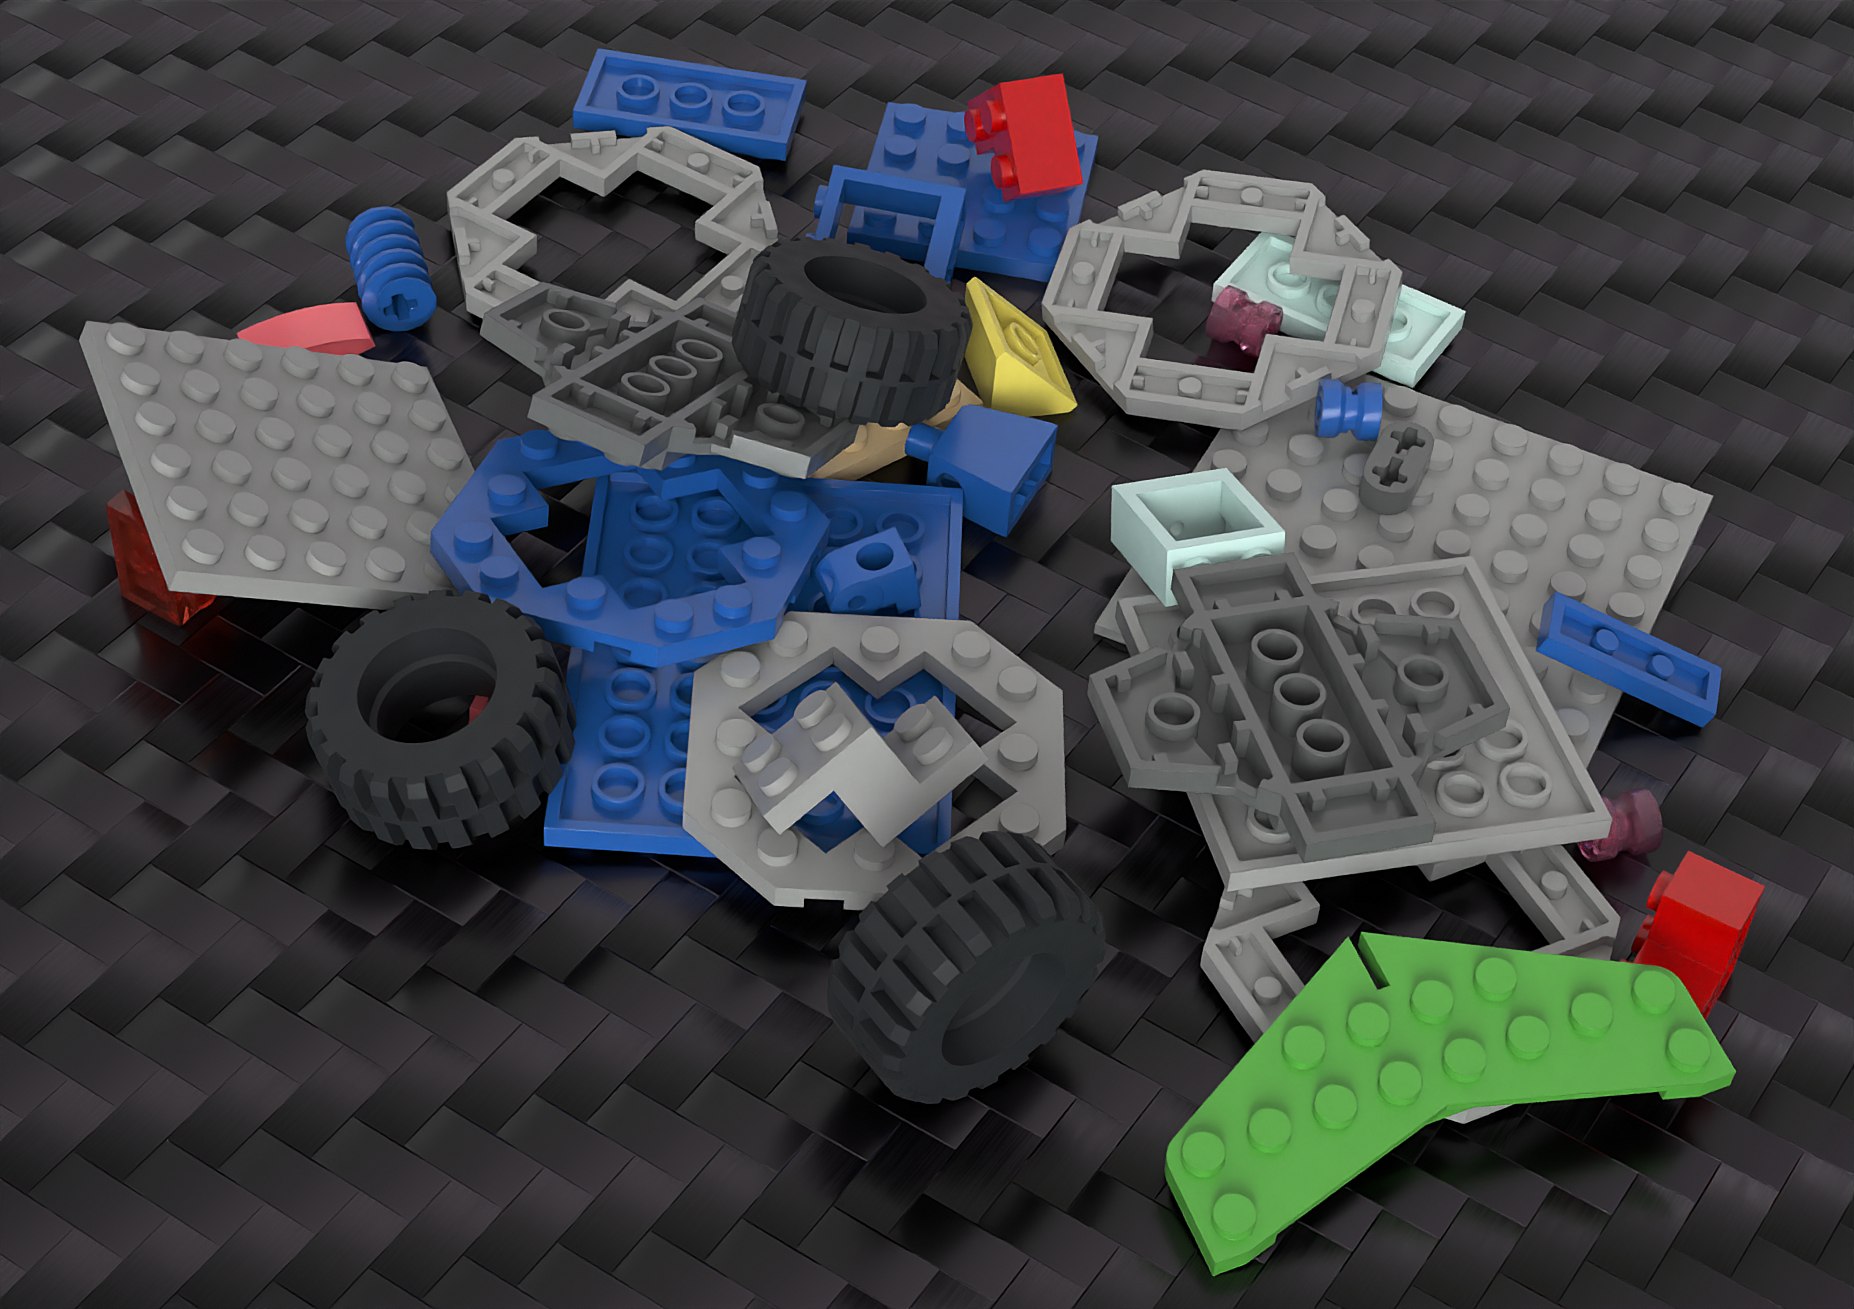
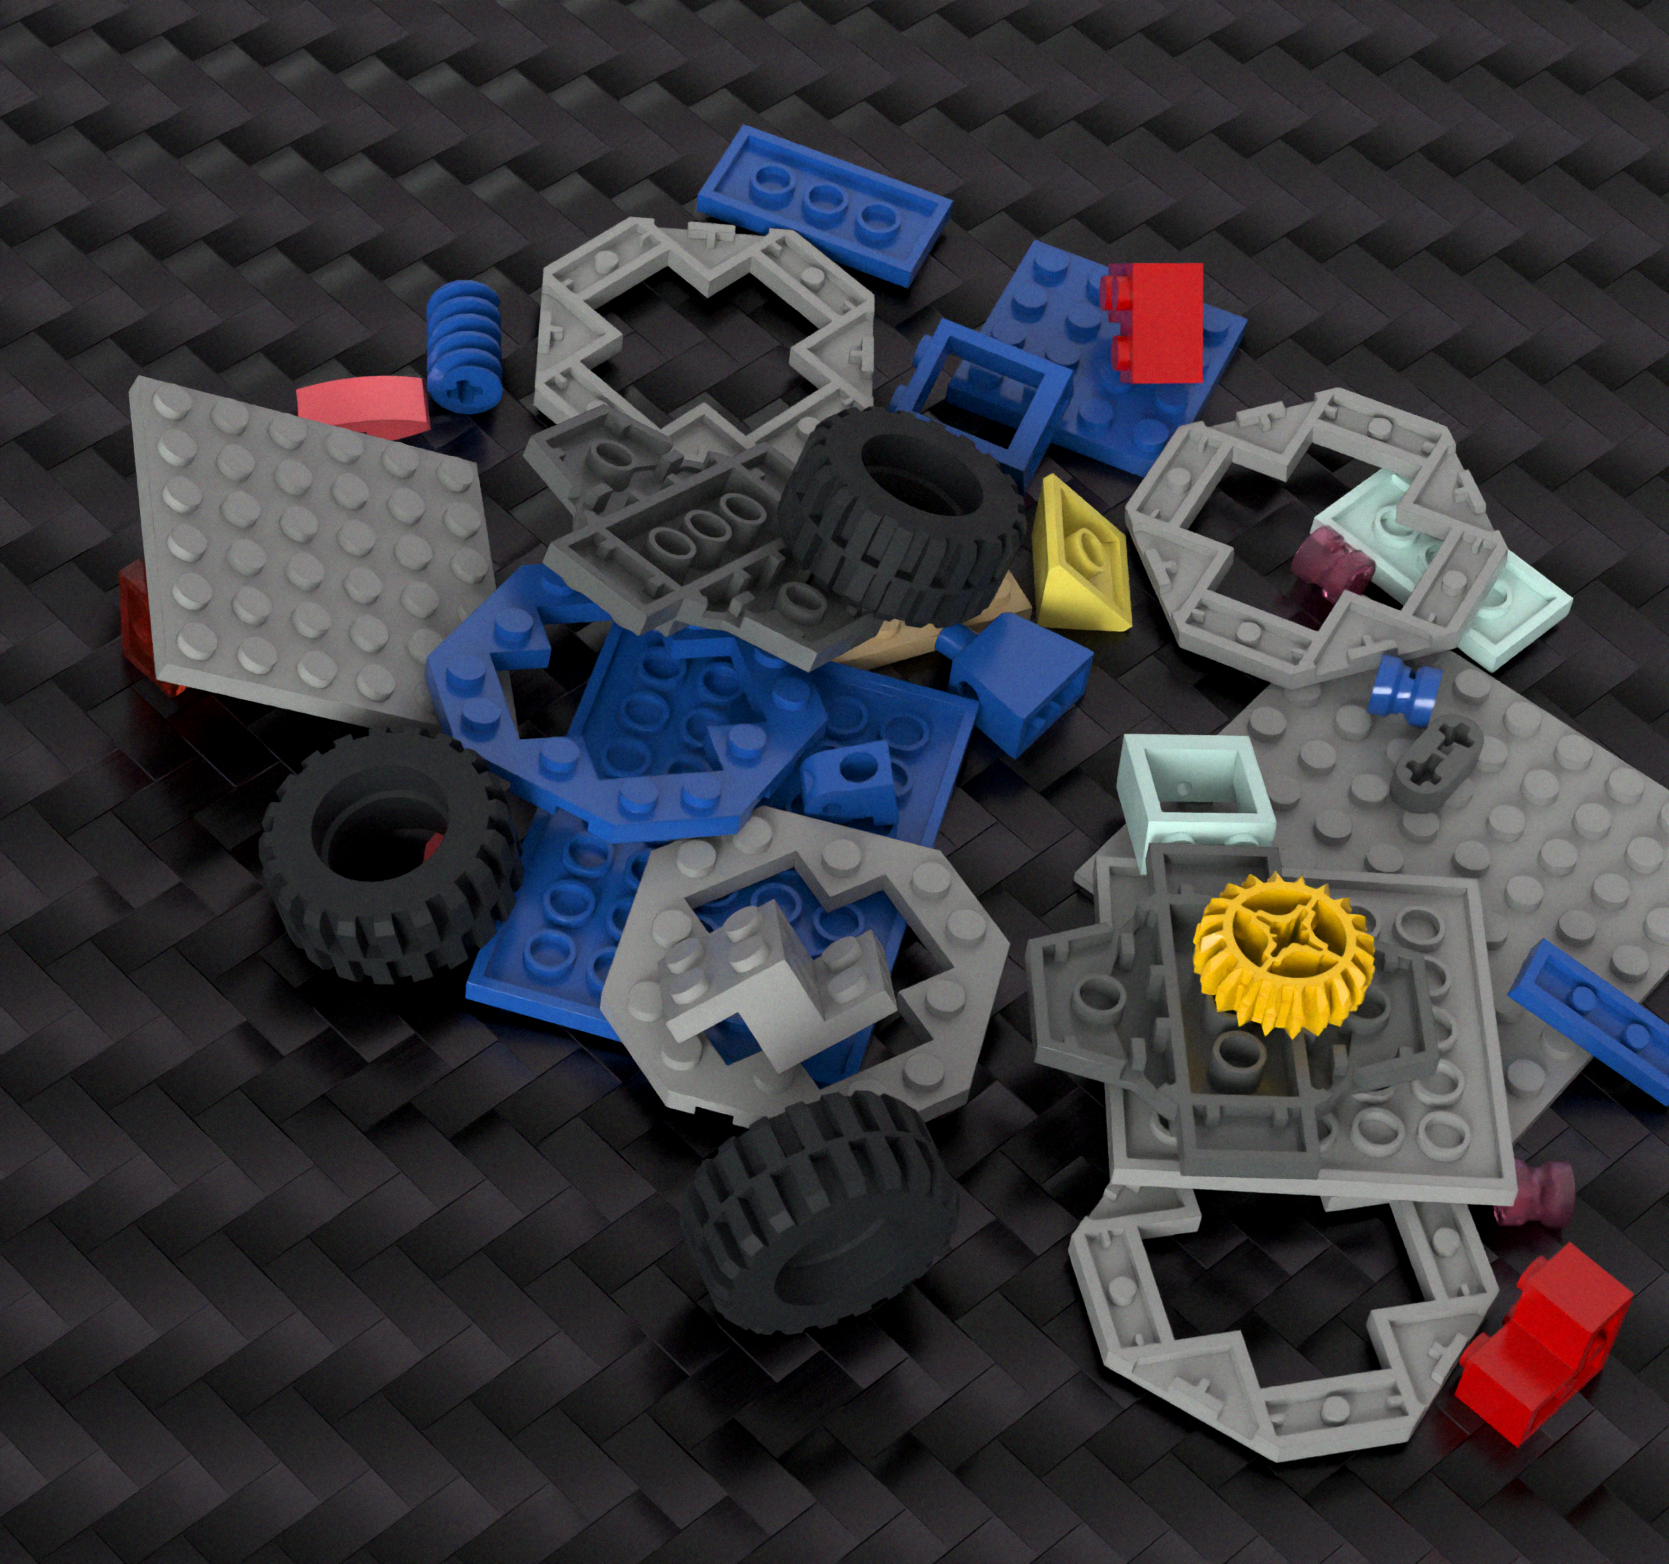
camera: 10 degrees right, 5 degrees up
(1339, 640) = (1283, 955): none -> yellow gear
(1446, 1033) = (1278, 1373): bright green wing -> none

